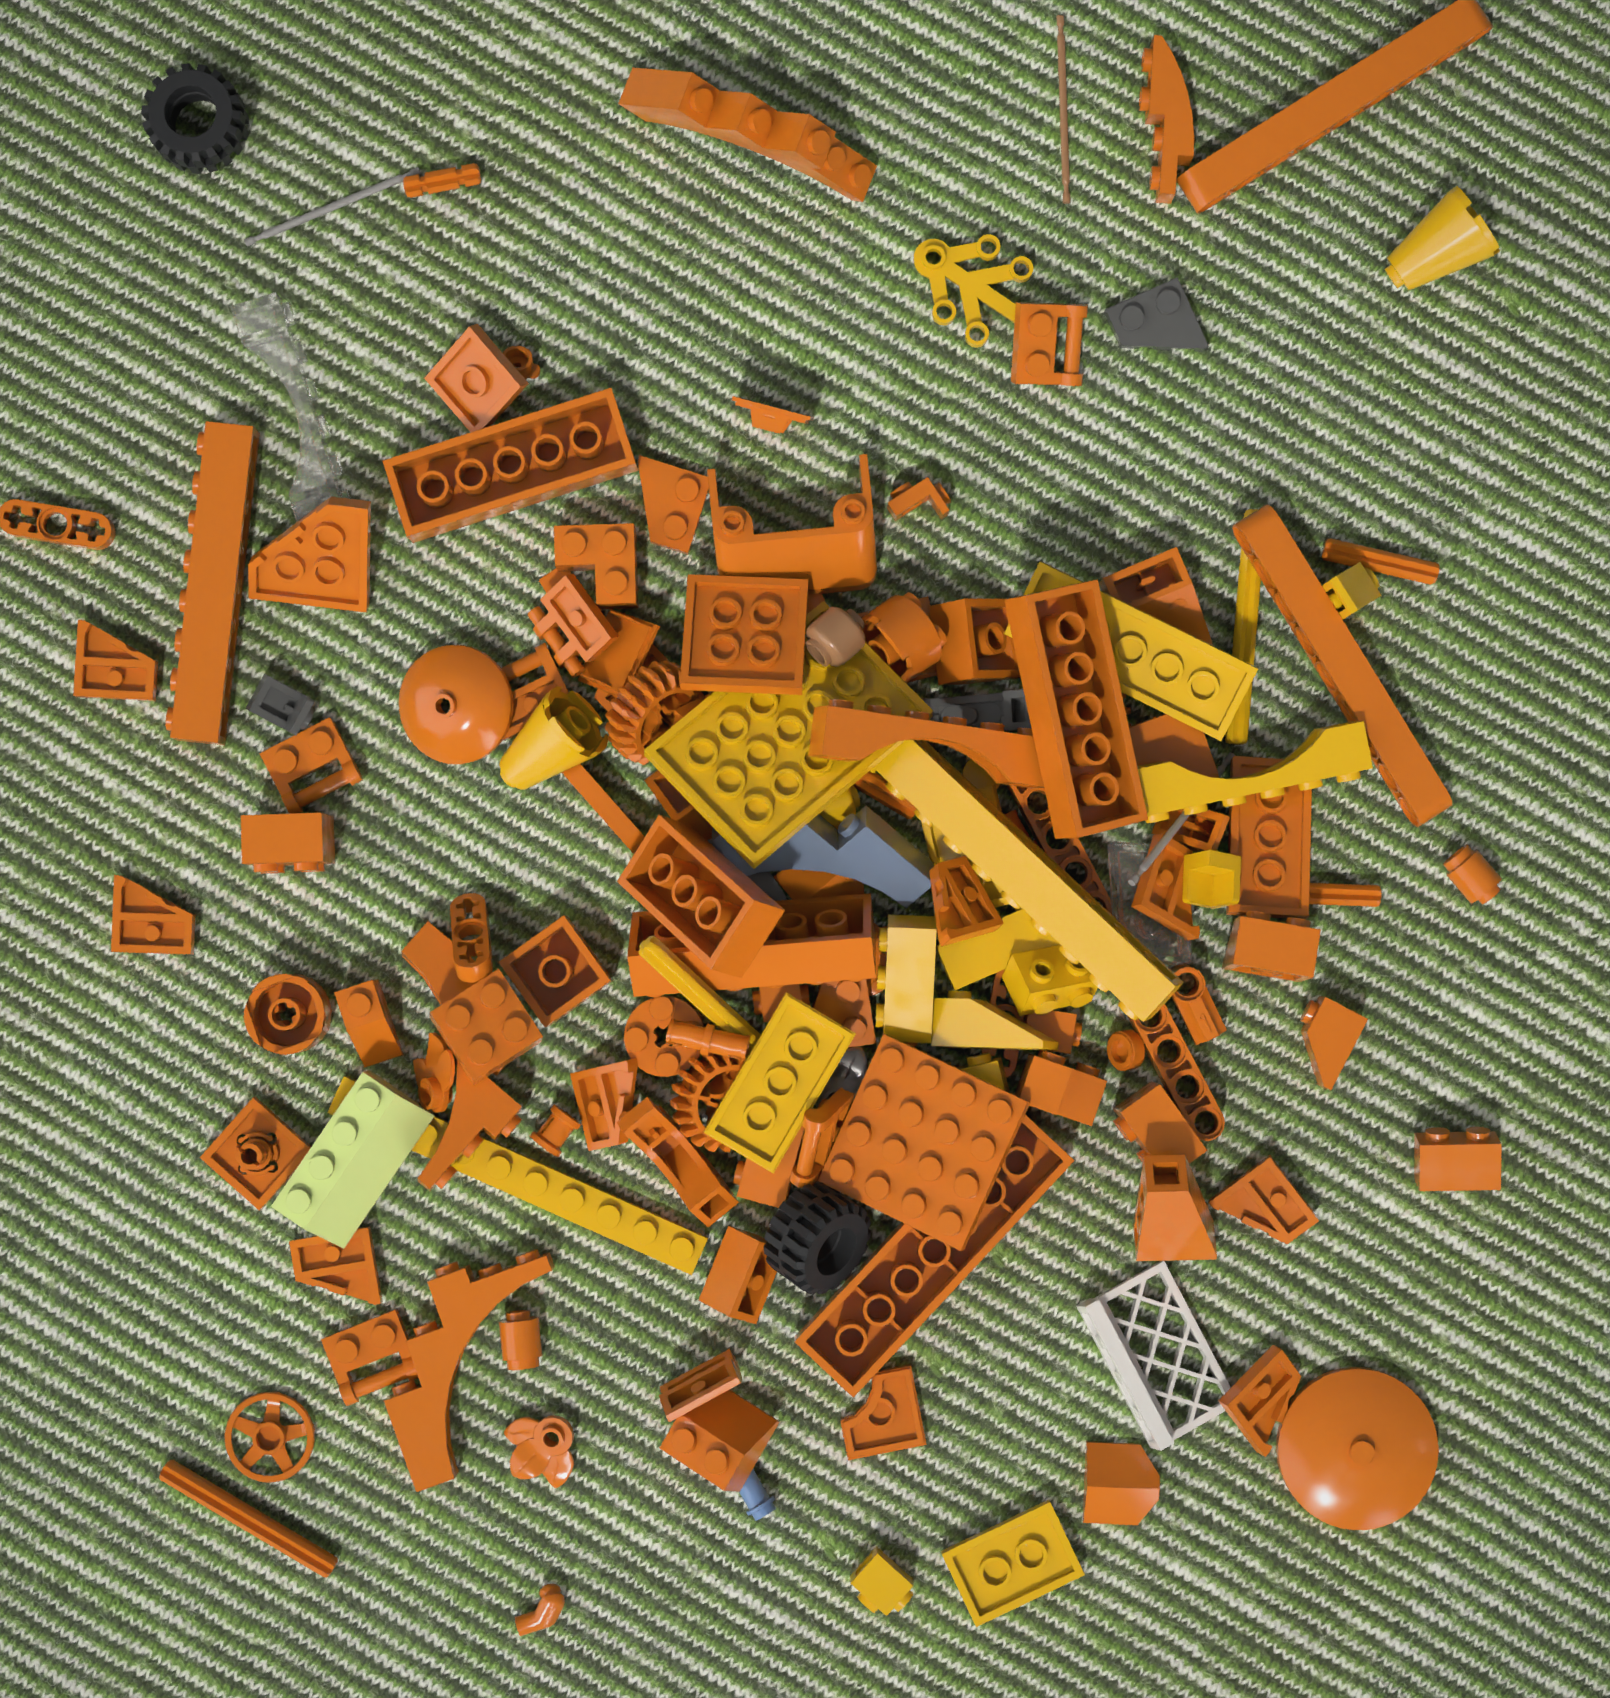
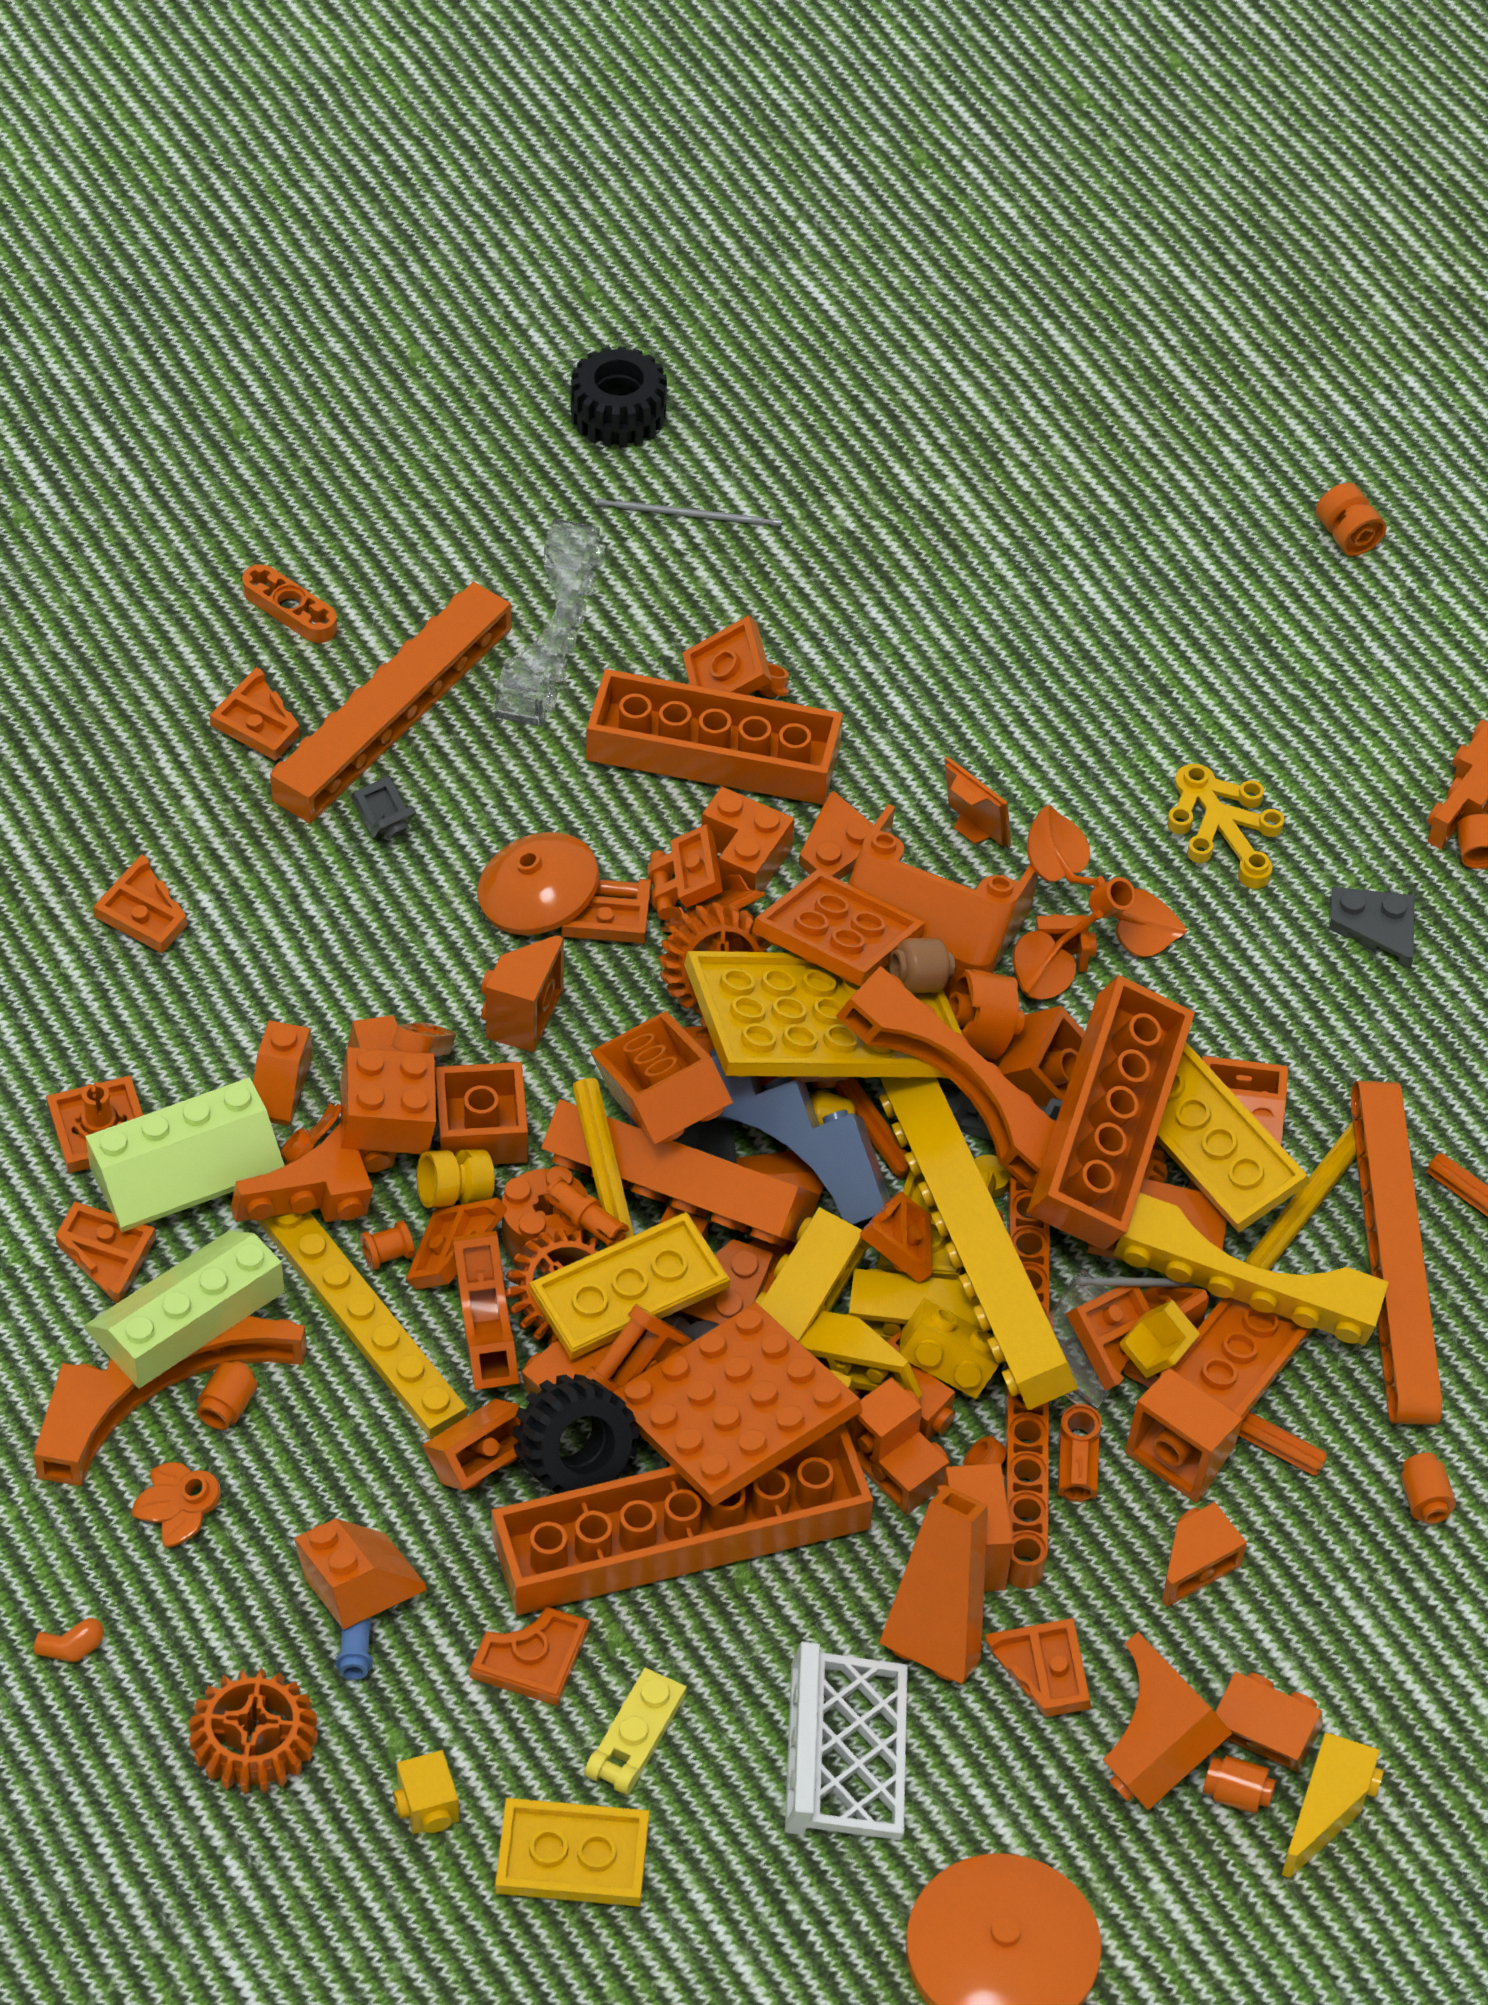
camera: 25 degrees right, 35 degrees down
(269, 1000) = (213, 1025): orange brick -> none
(287, 839) = (315, 895): orange brick -> none
(306, 754) = (375, 860): orange plate -> none
(318, 559) = (497, 717): orange plate -> none
(364, 1345) = (62, 1327): orange plate -> none
(442, 180) = (796, 534): orange axle -> none
(444, 1301) = (188, 1305): none -> yellowish green slope
(519, 836) = (523, 993): none -> orange slope
(554, 739) = (611, 936): yellow cone -> none
(571, 1048) = (450, 1177): none -> yellow wheel
(605, 806) = (613, 1002): orange beam -> none
(700, 1385) = (374, 1507): orange slope -> none
(710, 1617) = (231, 1716): none -> orange gear
(747, 121) = (1088, 587): orange arch -> none
(973, 445) = (1144, 925): none -> orange plant
(998, 1433) = (636, 1731): none -> light yellow plate
(1036, 343) = (1251, 873): orange plate -> none
(1063, 109) = (1382, 739): medium nougat piece -> none
(1118, 1483) = (727, 1844): orange slope -> none
(1262, 1397) = (930, 1836): orange wing -> none
(1352, 589) = (1438, 1191): yellow slope -> none
(1392, 1210) = (1167, 1732): none -> orange arch
(1460, 1220) = (1239, 1784): none -> orange brick
(1533, 1191) = (1334, 1797): none -> yellow slope

